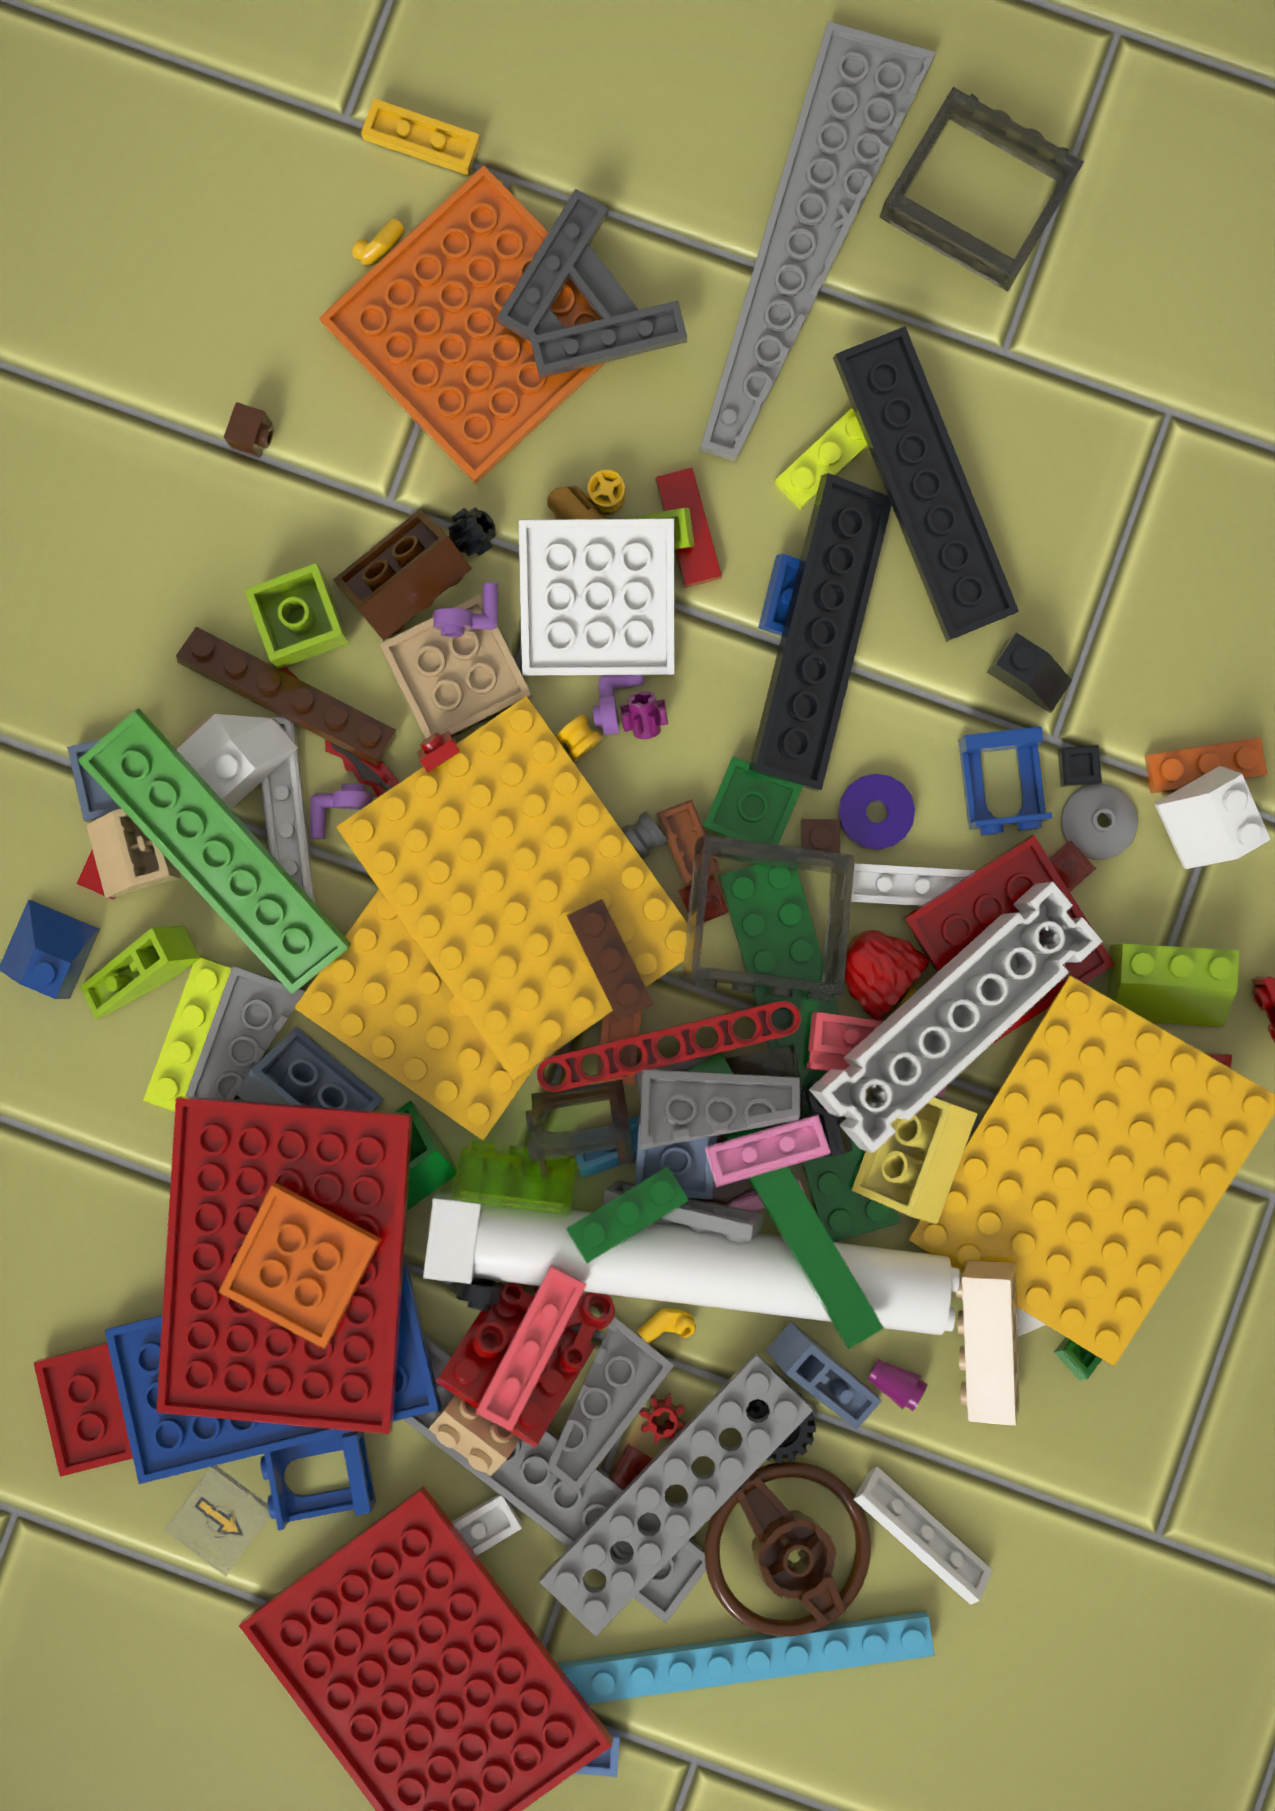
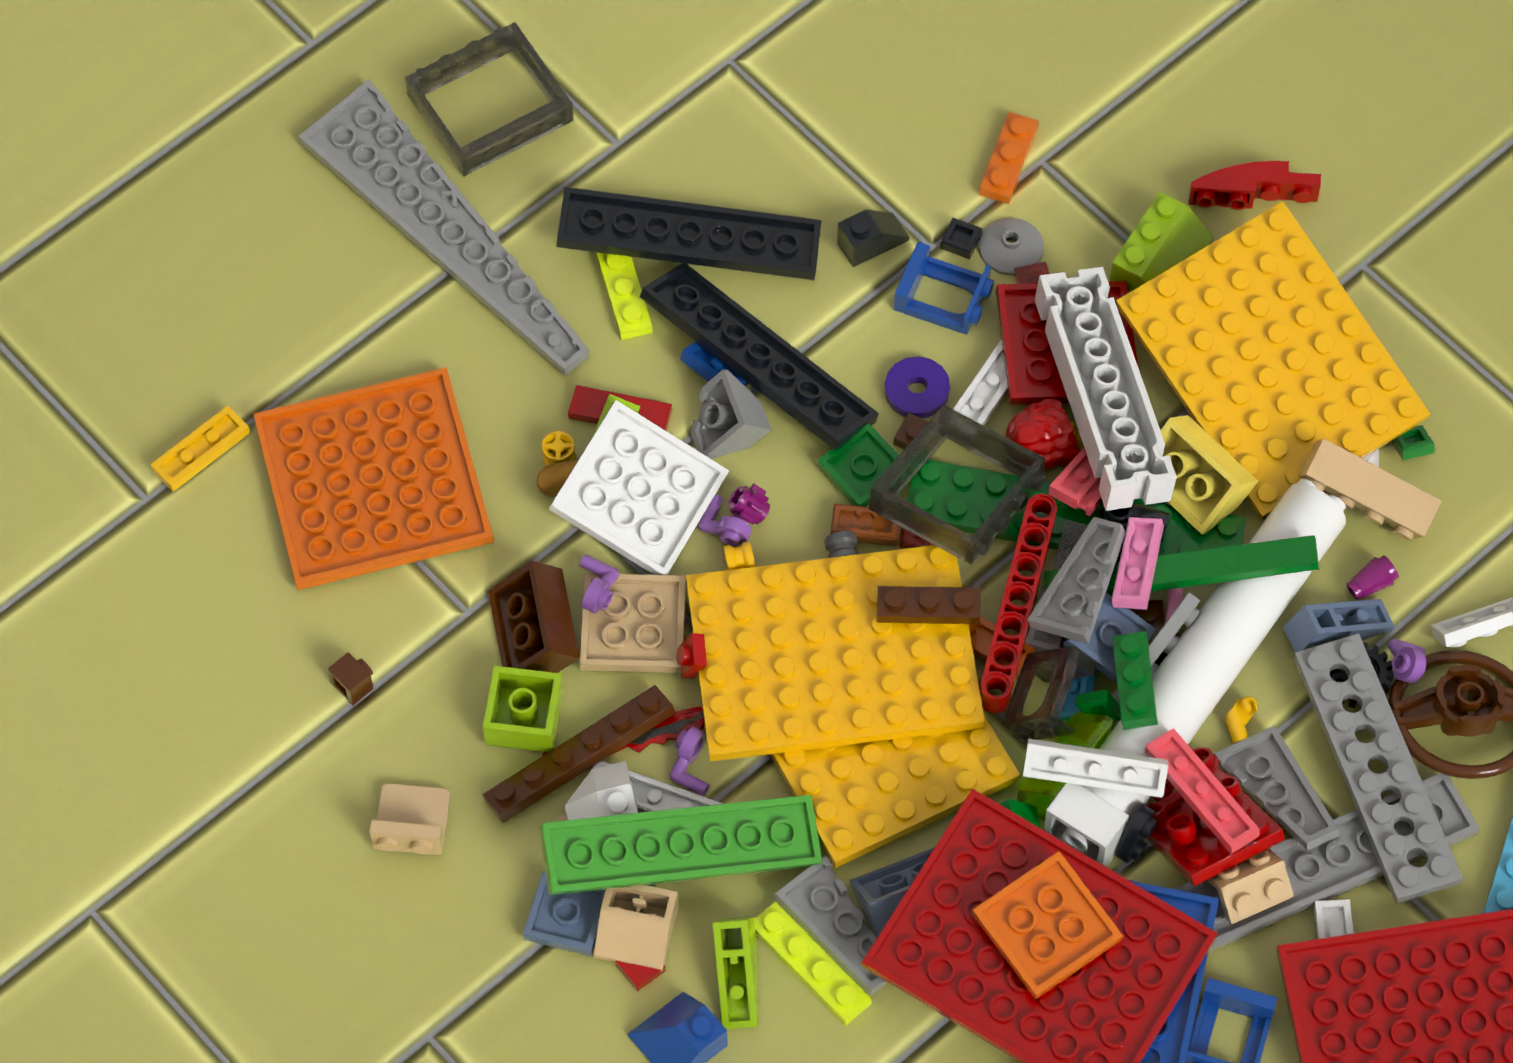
camera: 60 degrees left, 25 degrees down
(130, 574) = (411, 819): none -> tan bracket
(384, 240) = (265, 515): yellow arm -> none
(472, 531) = (531, 550): black gear -> none
(496, 1230) = (1095, 768): none -> white plate
(592, 1185) = (1099, 703): none -> green tile
(621, 326) = (366, 386): dark grey plate -> none
(629, 1466) = (1339, 798): clear red tile -> none
(655, 1410) = (1313, 755): red gear -> none
(732, 640) = (728, 418): none -> light grey slope
(805, 1474) = (1408, 660): none -> medium lavender plate
(1212, 819) = (1052, 166): white slope -> none

